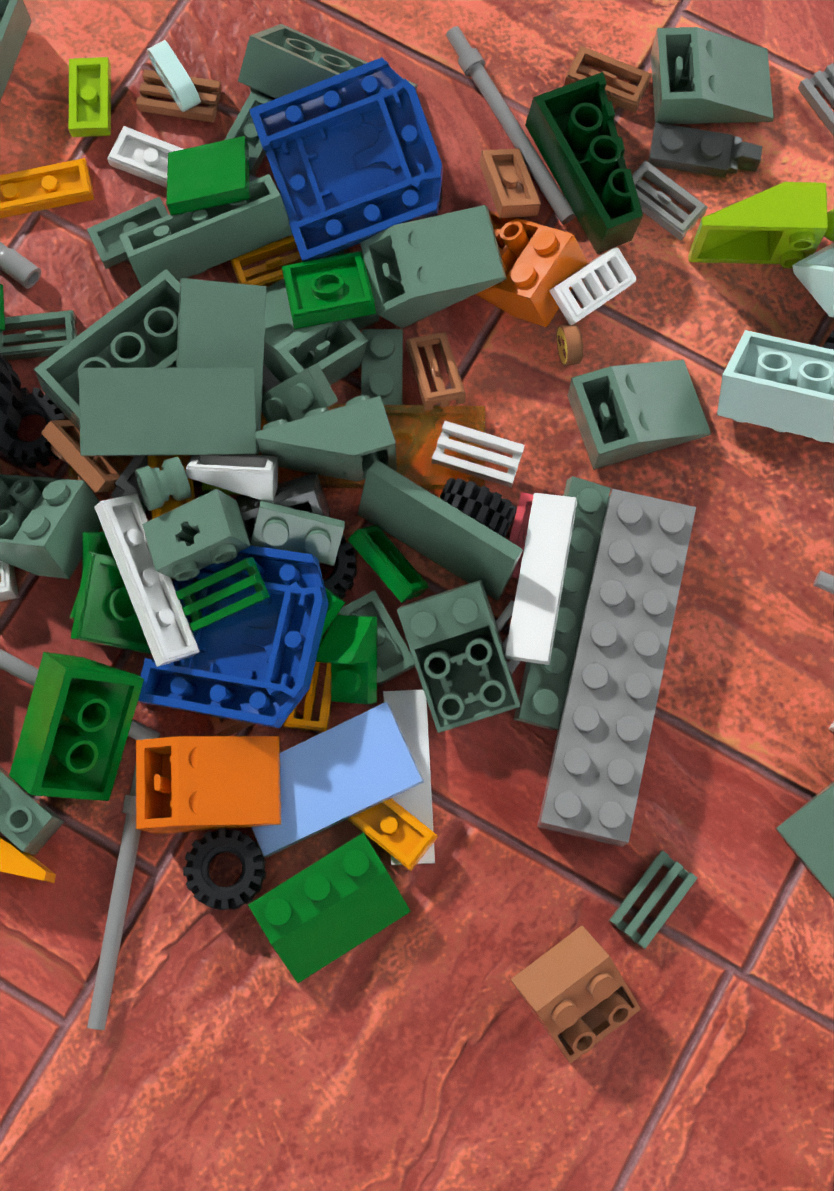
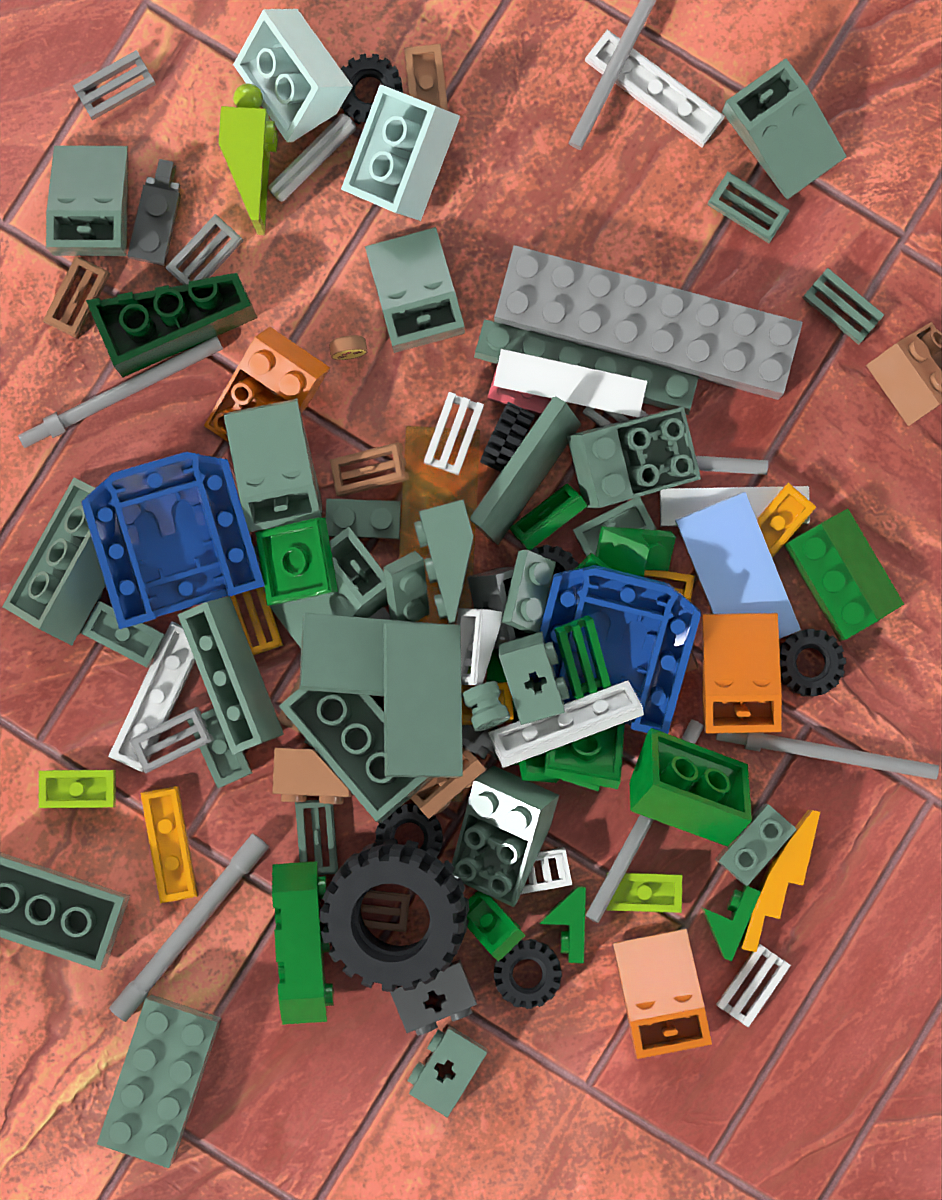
camera: 85 degrees left, 10 degrees up
(88, 295) = (306, 773): none -> nougat slope
(150, 203) = (200, 726): none -> light grey tile
(173, 76) = (66, 705): light aqua beam -> none
(208, 91) = (63, 697): nougat tile -> none
(208, 176) = (176, 671): green tile -> none
(457, 770) = (732, 465): none -> light grey bar
(509, 183) = (187, 394): nougat plate -> none
(613, 273) = (288, 302): white slope -> none
(745, 814) = (739, 218): none -> sand green tile
(778, 303) = (312, 157): none -> white axle

